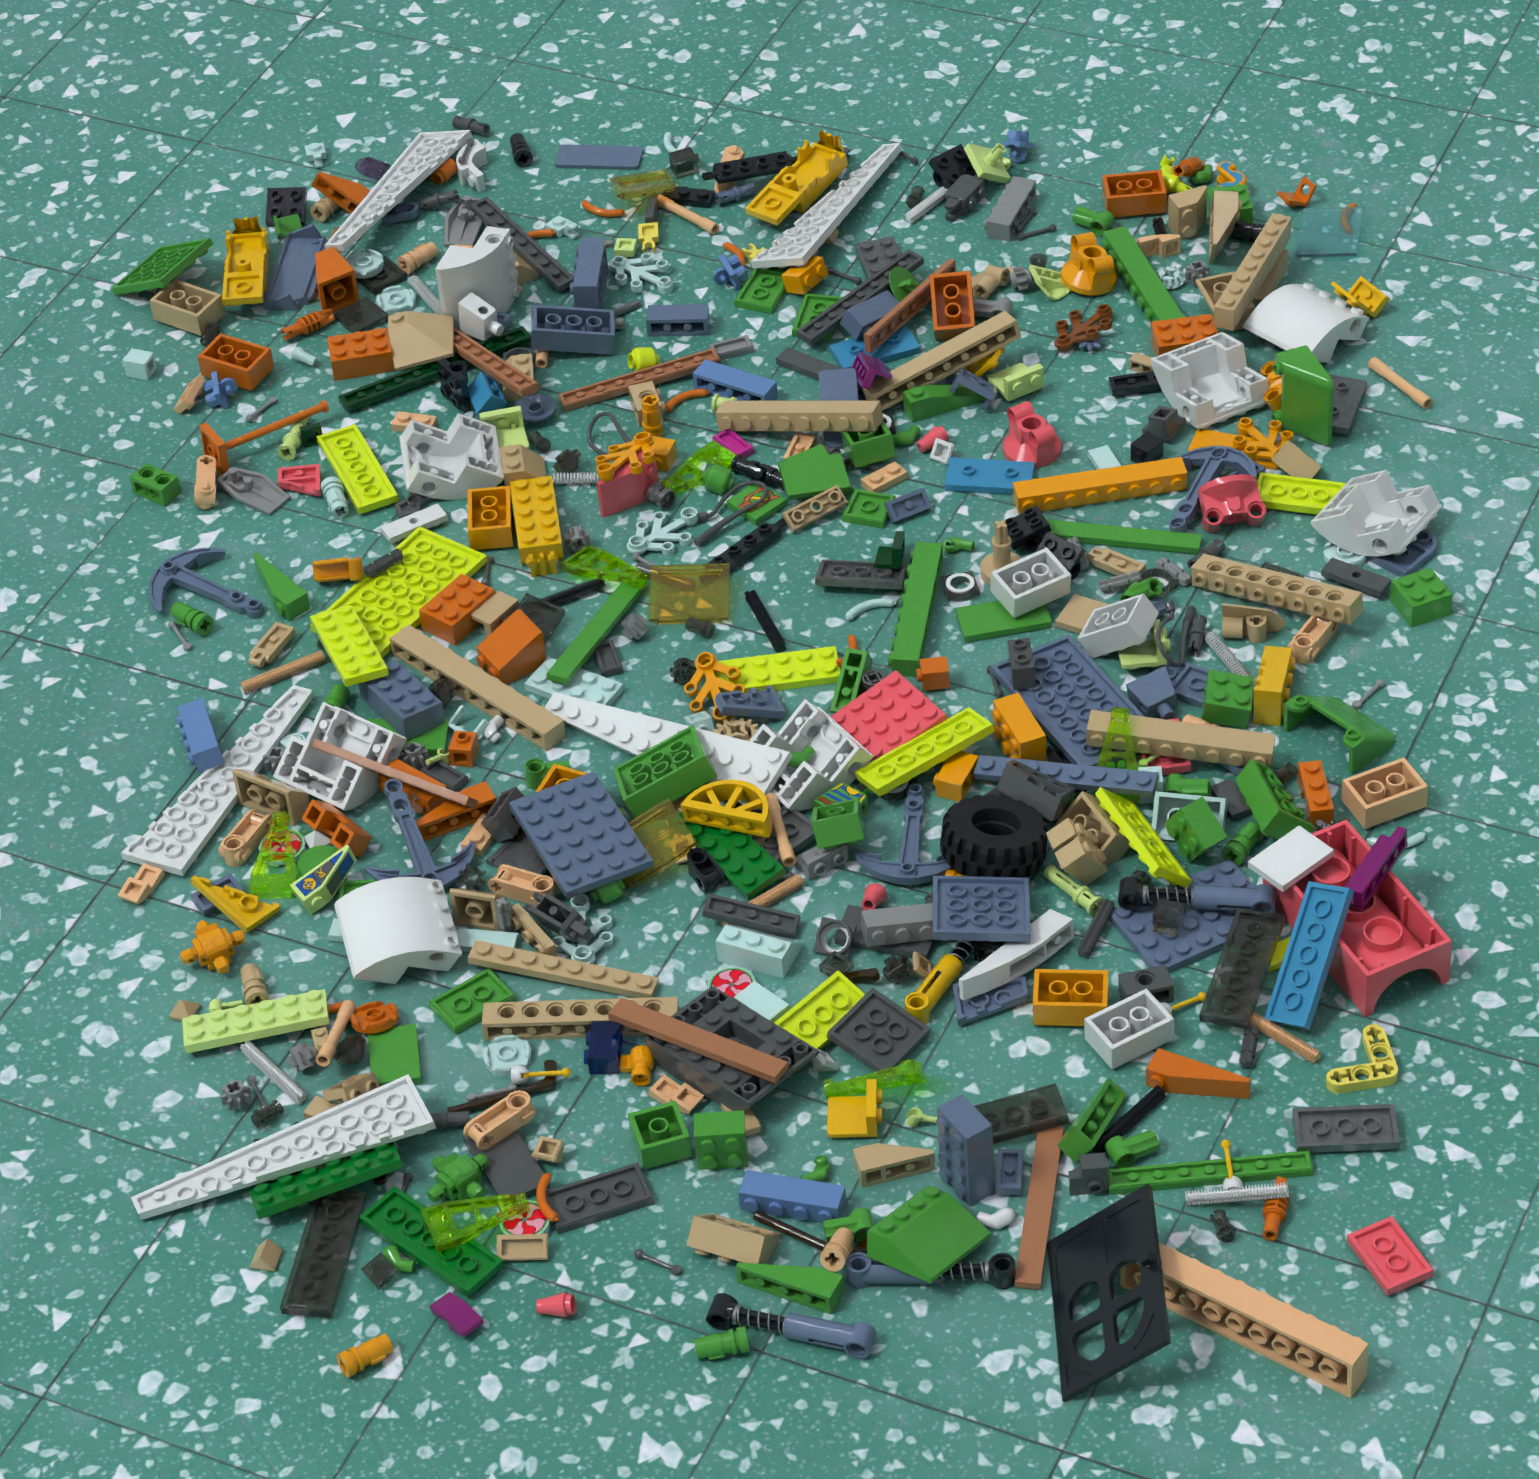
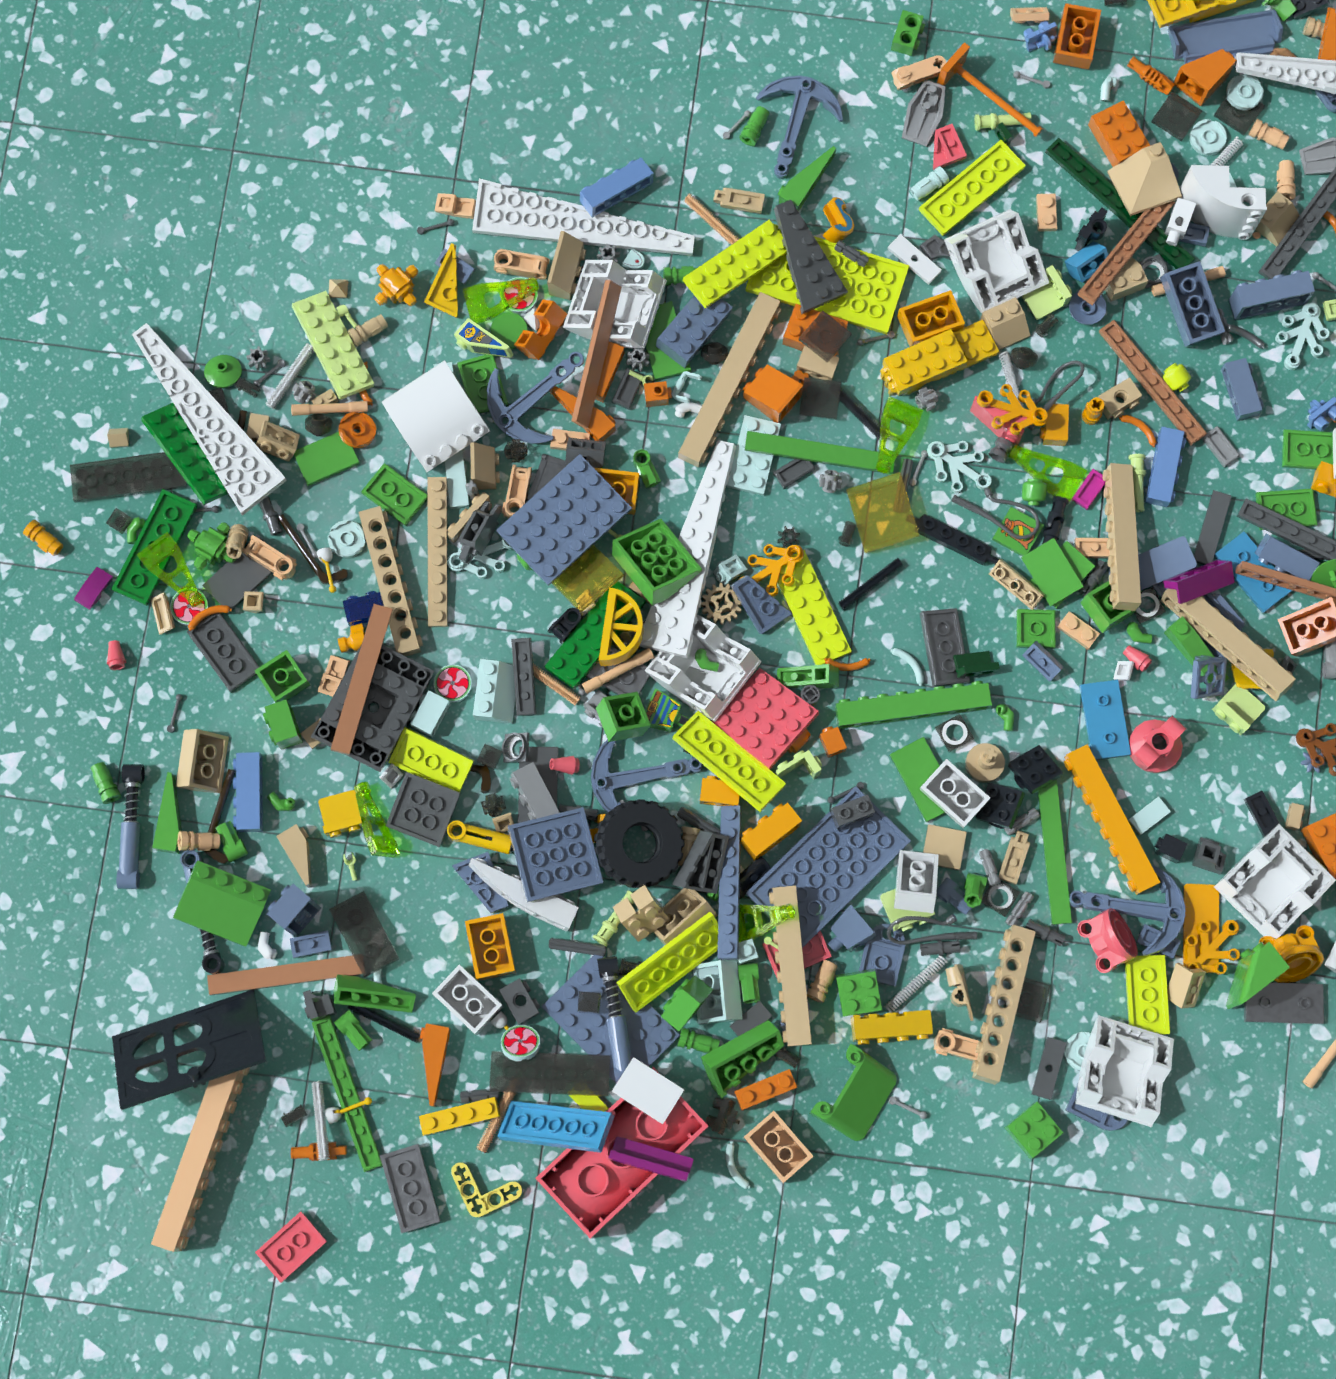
camera: 70 degrees right, 35 degrees up
(153, 923) = (420, 230): none -> dark grey hinge
(232, 1136) = (222, 377): none -> bright green dish
(373, 592) = (808, 265): none -> dark grey wing
(466, 1144) = (236, 540): none -> tan axle
(470, 588) = (825, 336): none -> clear smoke tile
(953, 691) = (811, 763): none -> yellowish green bracket
(1197, 986) = (520, 1042): none -> tile
(1269, 1066) = (459, 1116): none -> yellow plate

